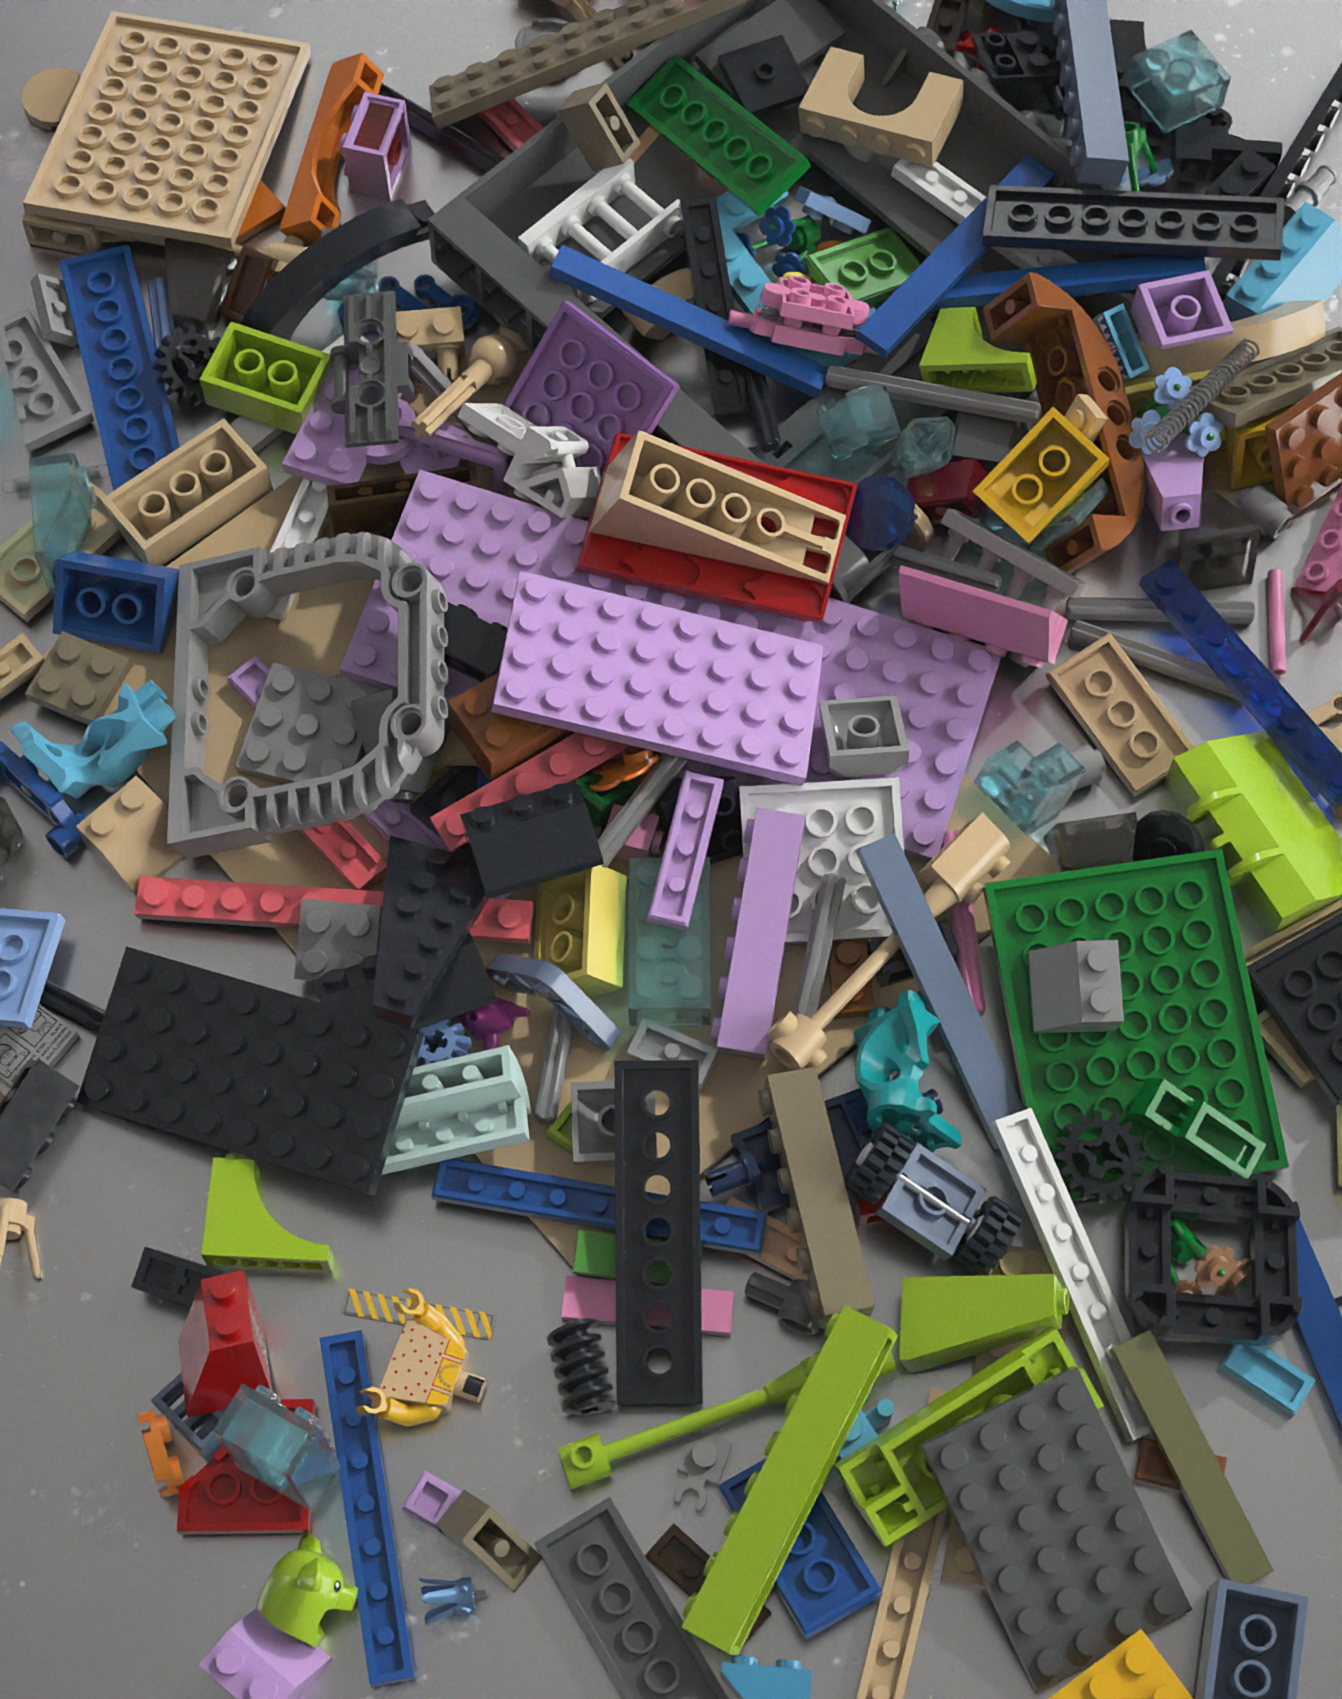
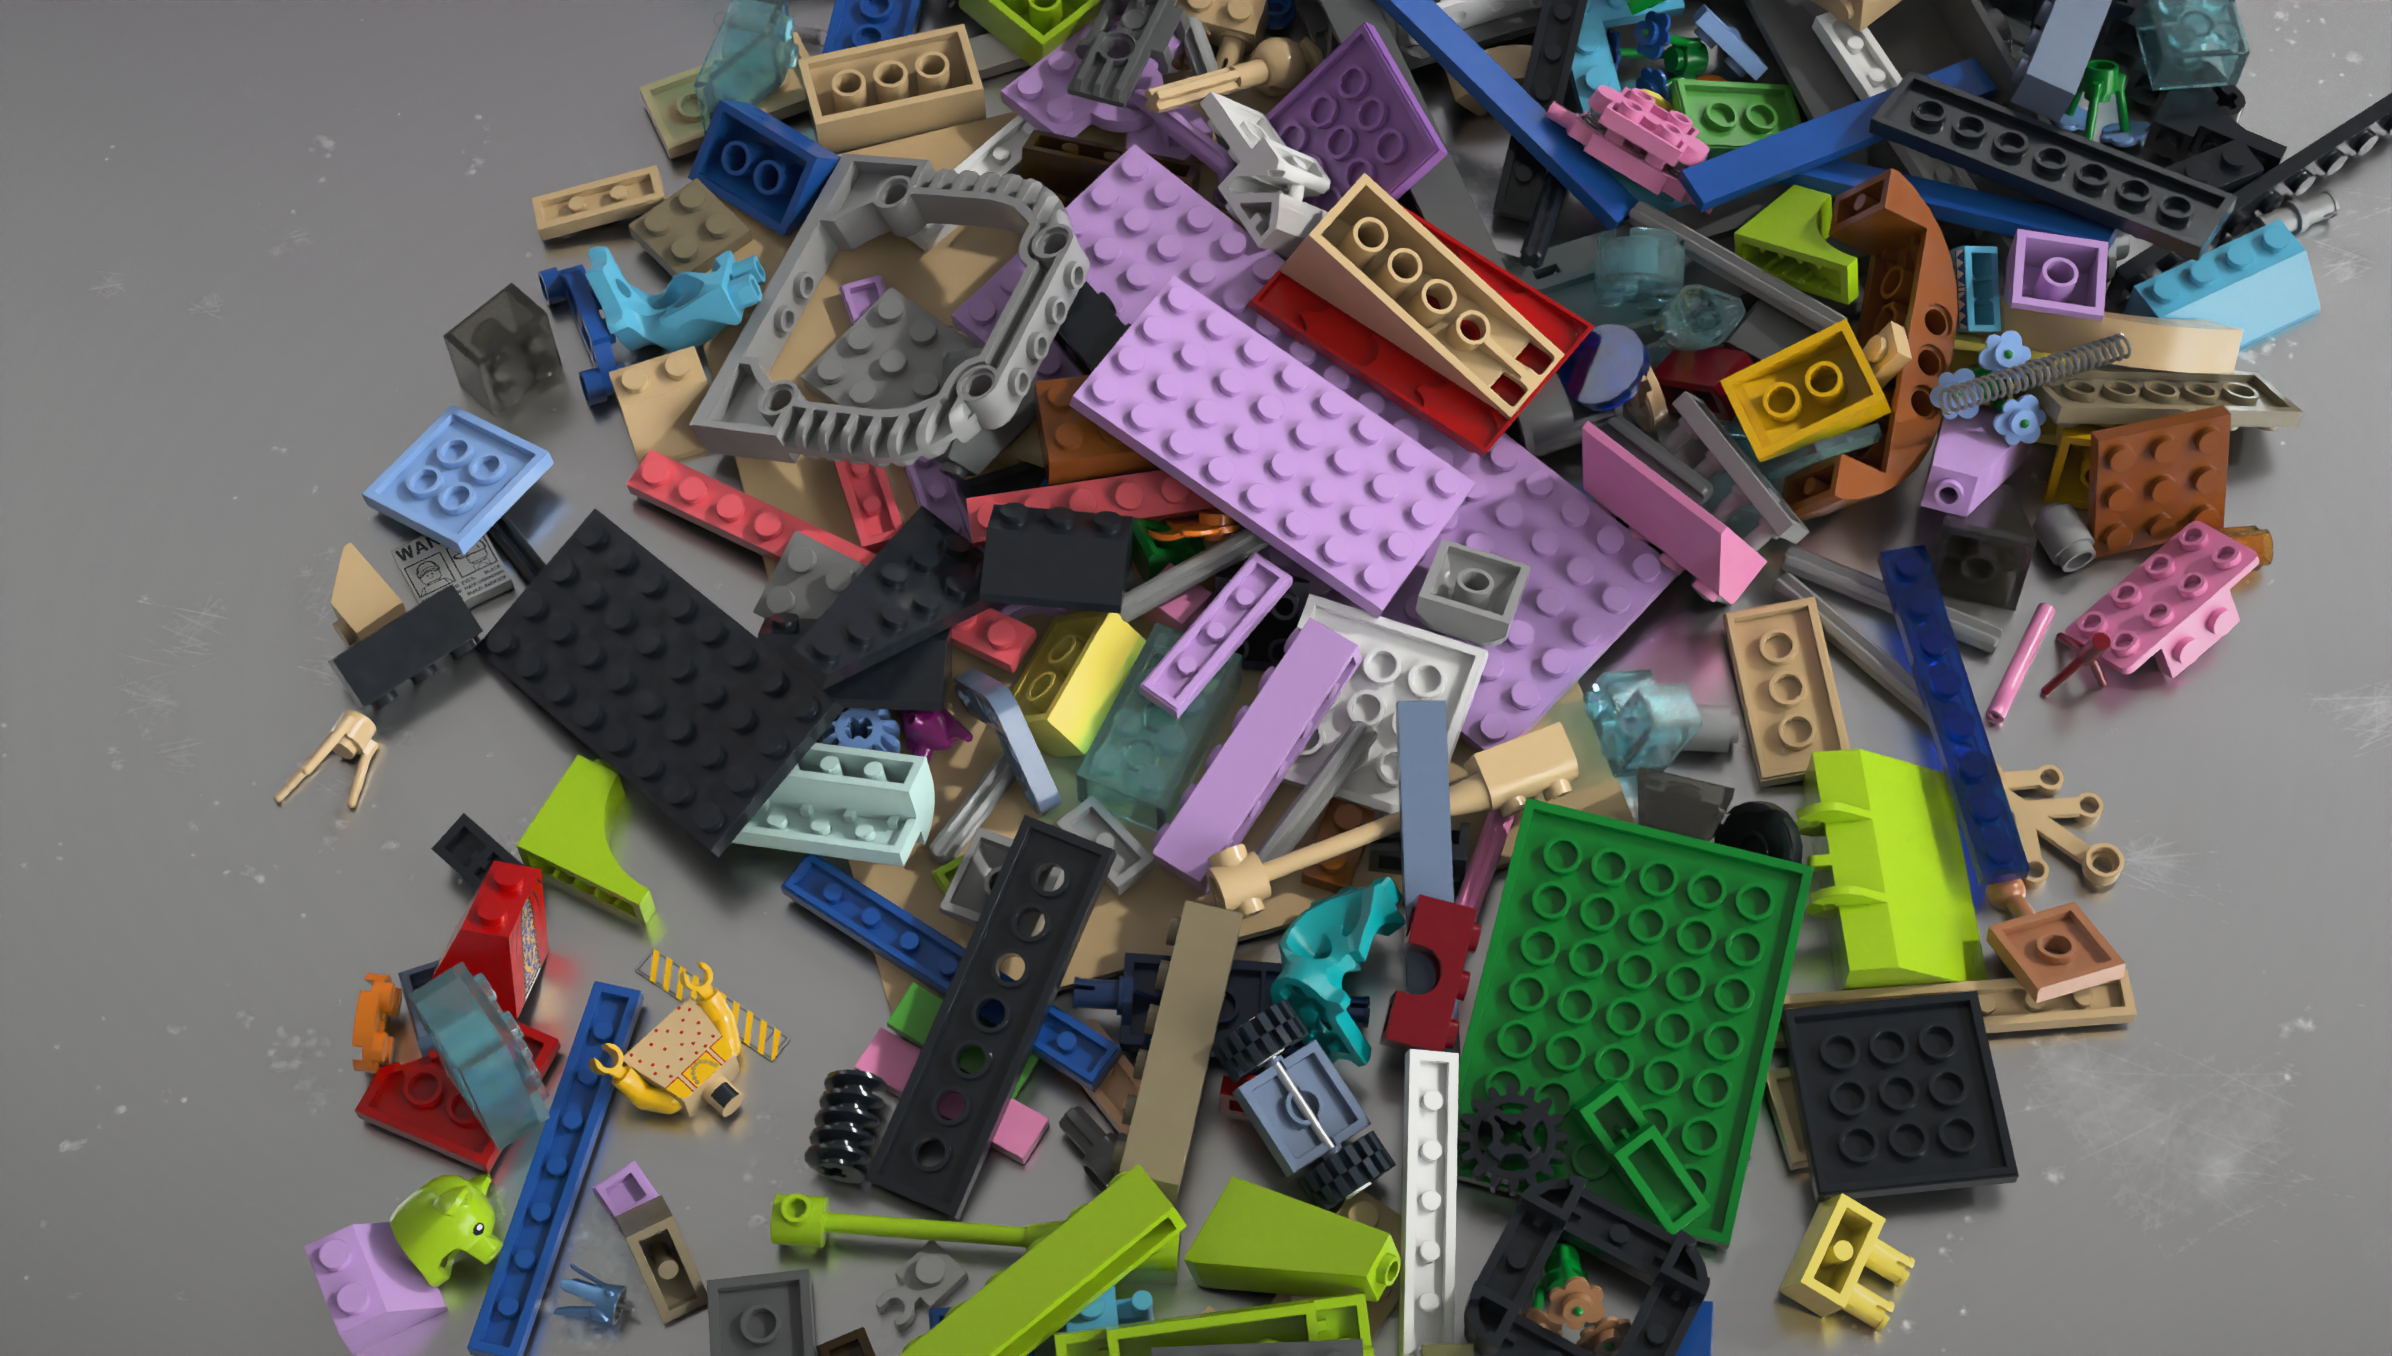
camera: 25 degrees right, 5 degrees down
(979, 1021) = (1444, 936): none -> dark red arch
(1076, 987) = (1572, 947): light grey slope -> none

